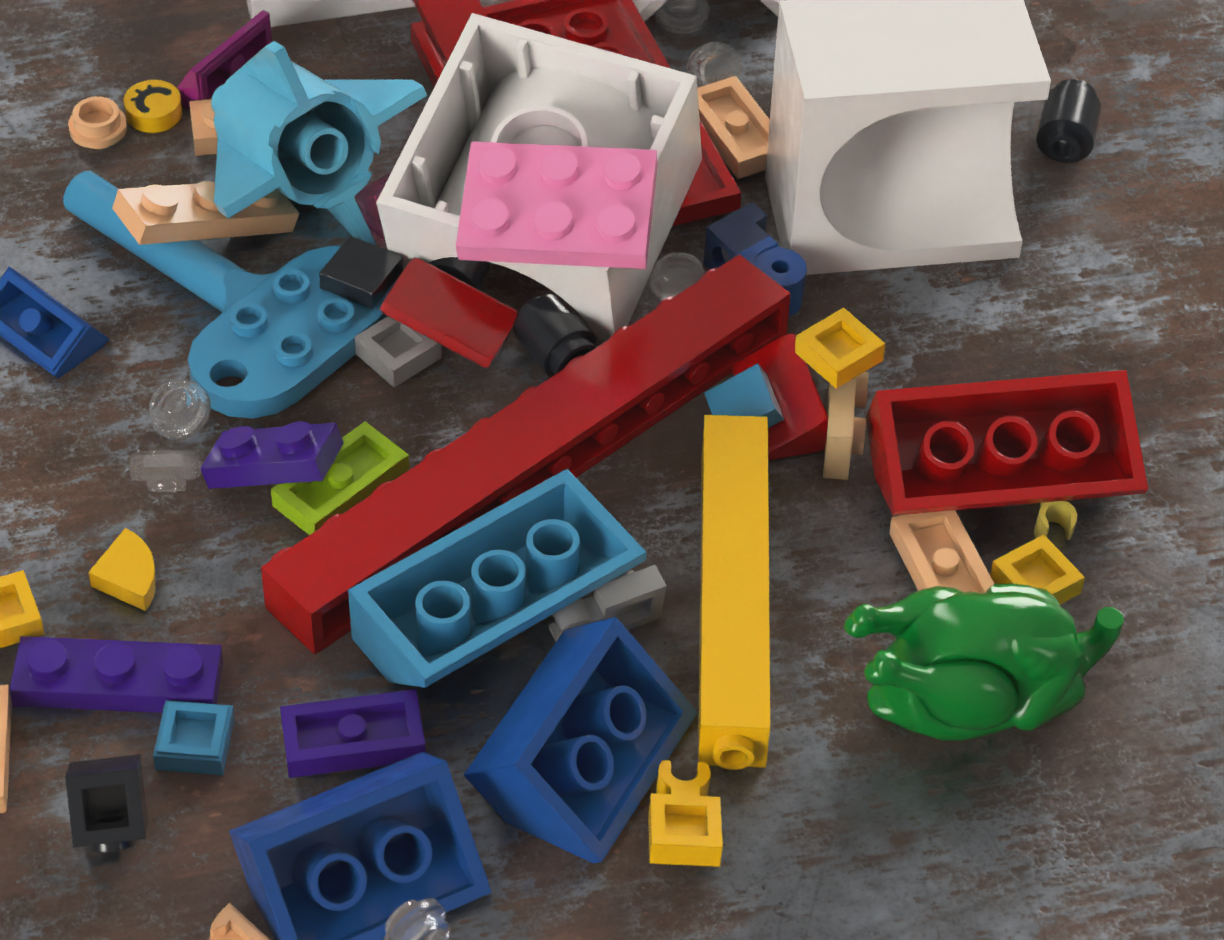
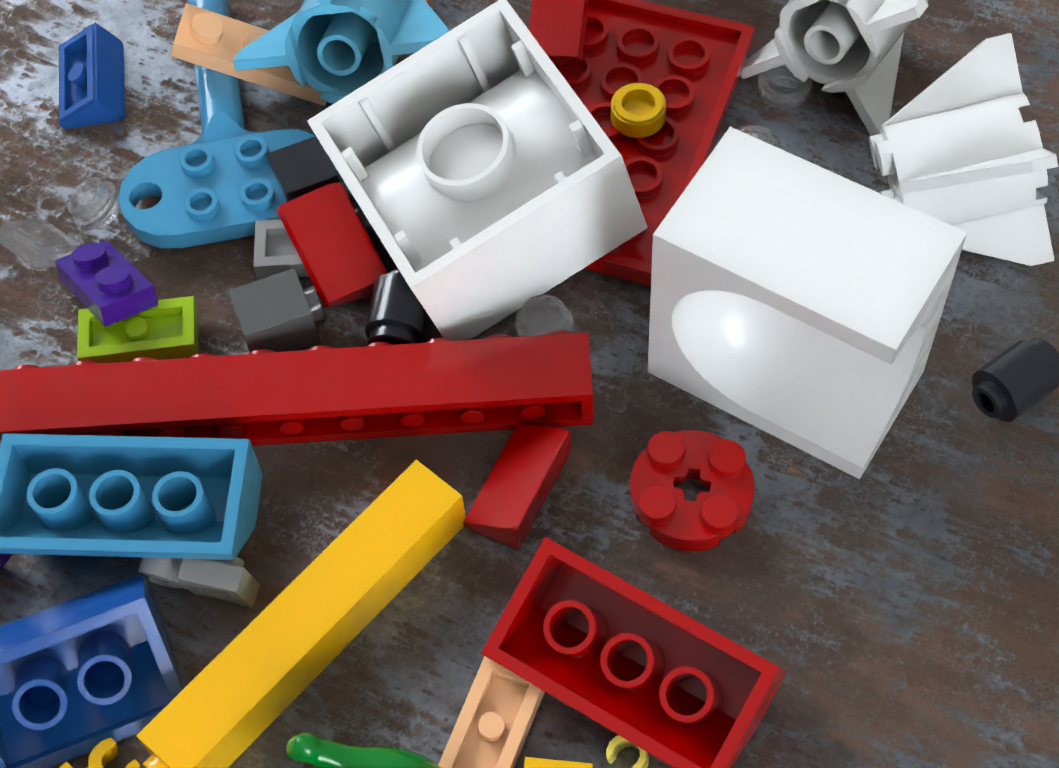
camera: 45 degrees right, 10 degrees up
(452, 395) = (277, 313): none -> dark grey brick
(557, 205) = (418, 207): bright pink plate -> none
(746, 235) = (615, 362): leg -> none
(746, 395) = (481, 467): dark azure tile -> none
(839, 348) = (563, 474): yellow plate -> none
(844, 430) = (562, 512): tan plate -> none
(924, 305) = (696, 456): none -> red plate

